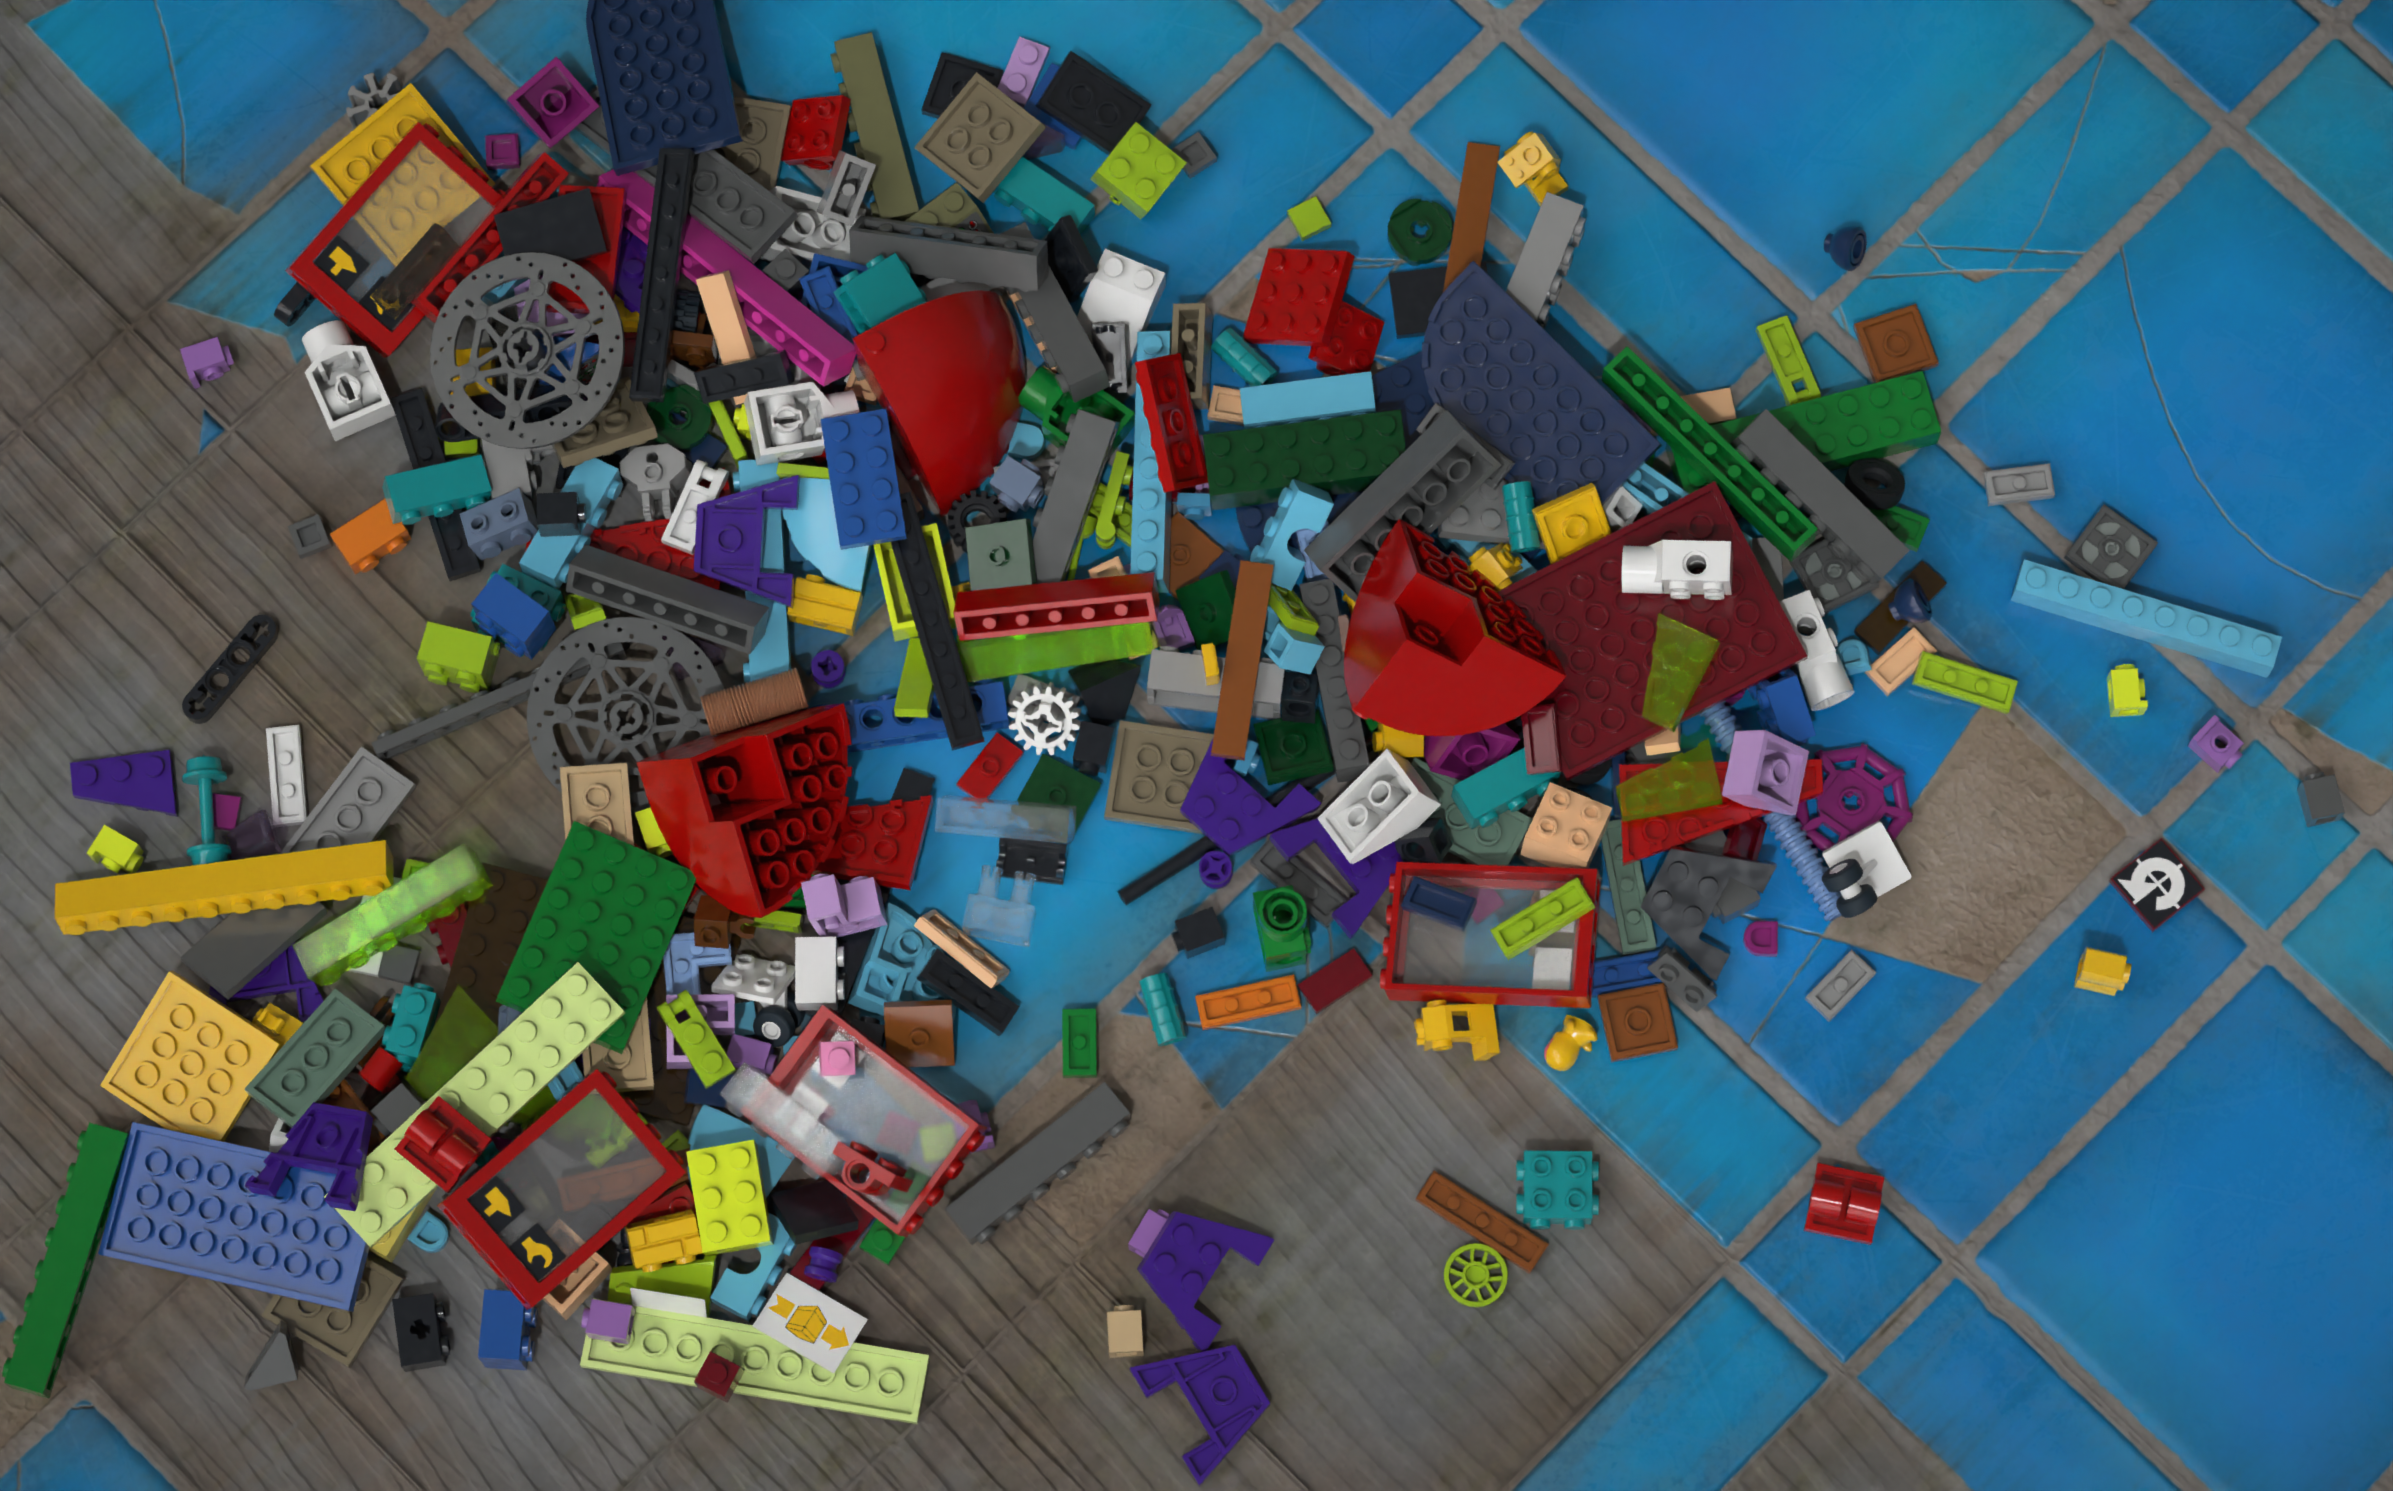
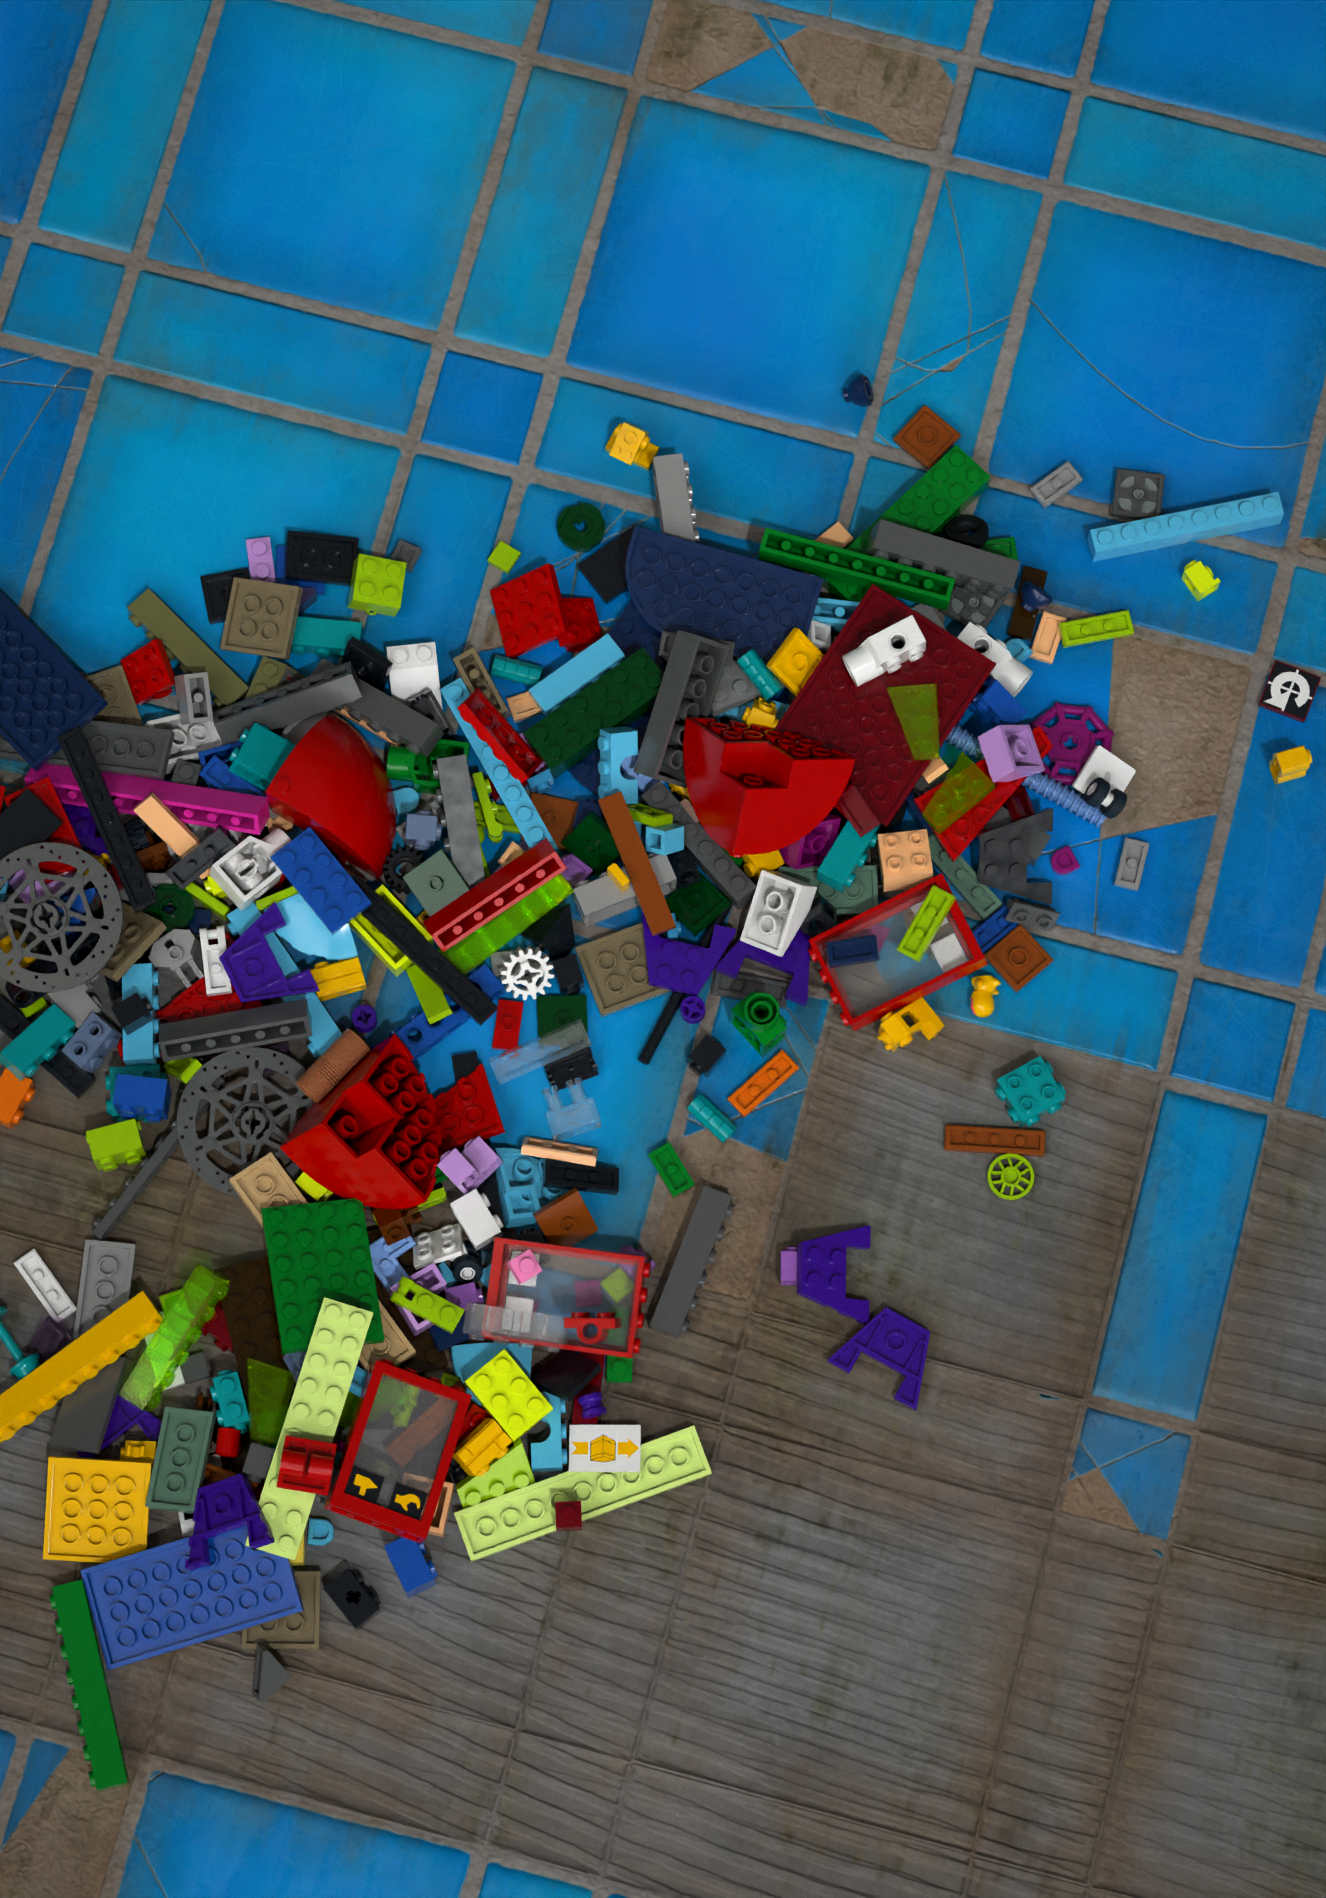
camera: 35 degrees left, 0 degrees up
(226, 811) = (19, 1331): magenta tile -> none
(608, 1321) = (474, 1521): medium lavender brick -> none
(668, 1302) = (507, 1486): white sticker -> none
(1125, 1332) = (810, 1338): tan brick -> none
(1335, 981) = (810, 1039): dark red tile -> none
(1472, 209) = (608, 498): dark orange tile -> none
(1787, 360) = (865, 484): lime plate -> none
(1844, 1203) = (1215, 1000): red plate -> none
(2205, 747) = (1270, 588): medium lavender brick -> none

